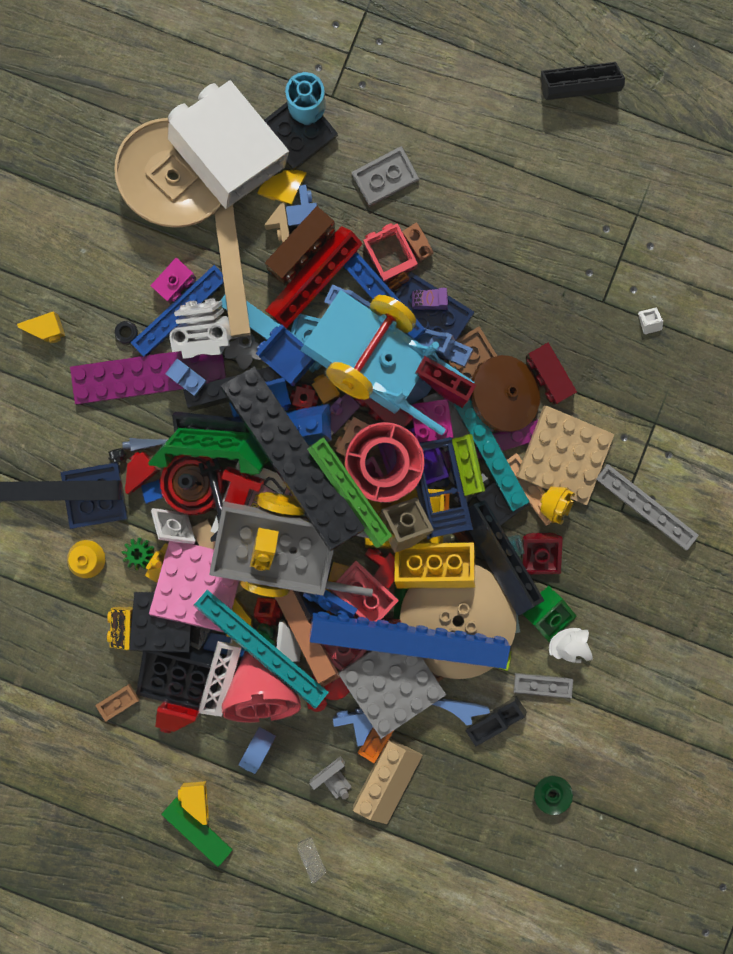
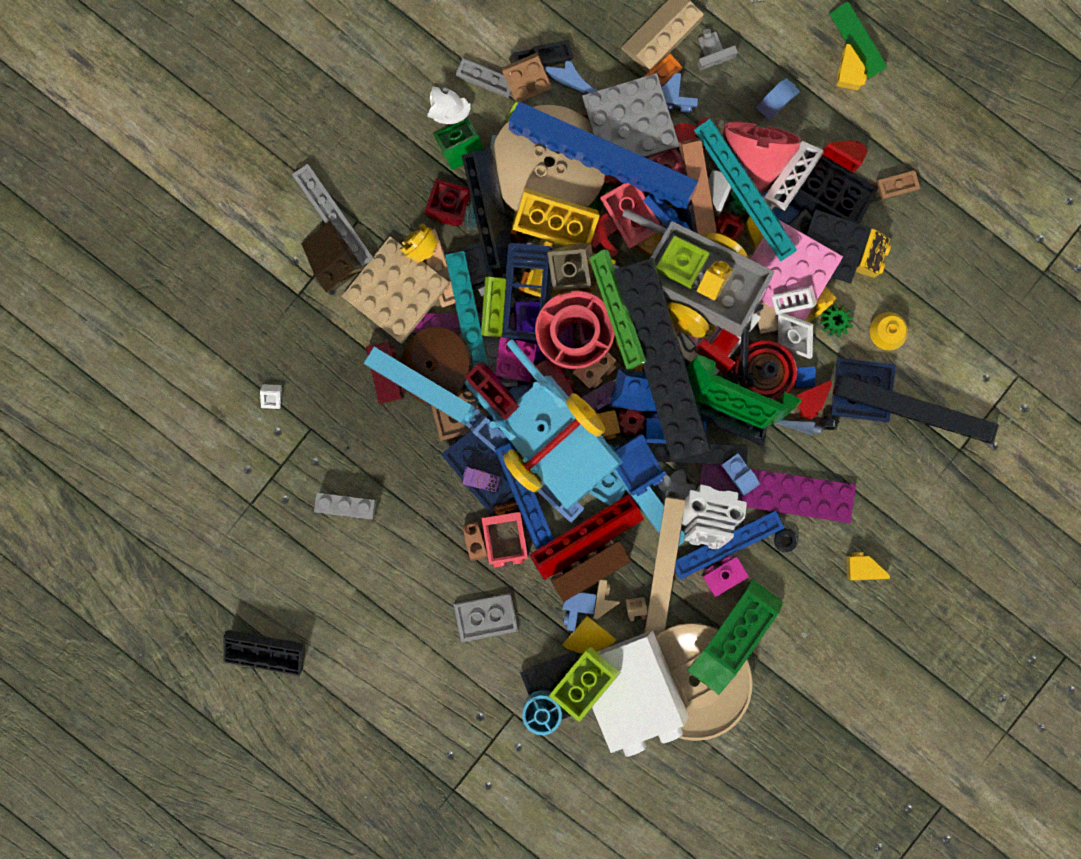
camera: 165 degrees left, 0 degrees up
(143, 224) = (736, 637): none -> green slope
(172, 571) = (810, 296): none -> white slope
(247, 226) = (636, 607): none -> tan tile
(273, 132) = (584, 684): none -> lime brick
(301, 558) = (682, 262): none -> lime plate
(504, 696) = (526, 78): none -> medium nougat plate
(514, 366) = (420, 386): none -> medium azure brick
(548, 238) = (345, 506): none -> light grey brick
(636, 466) = (330, 257): none -> dark brown slope

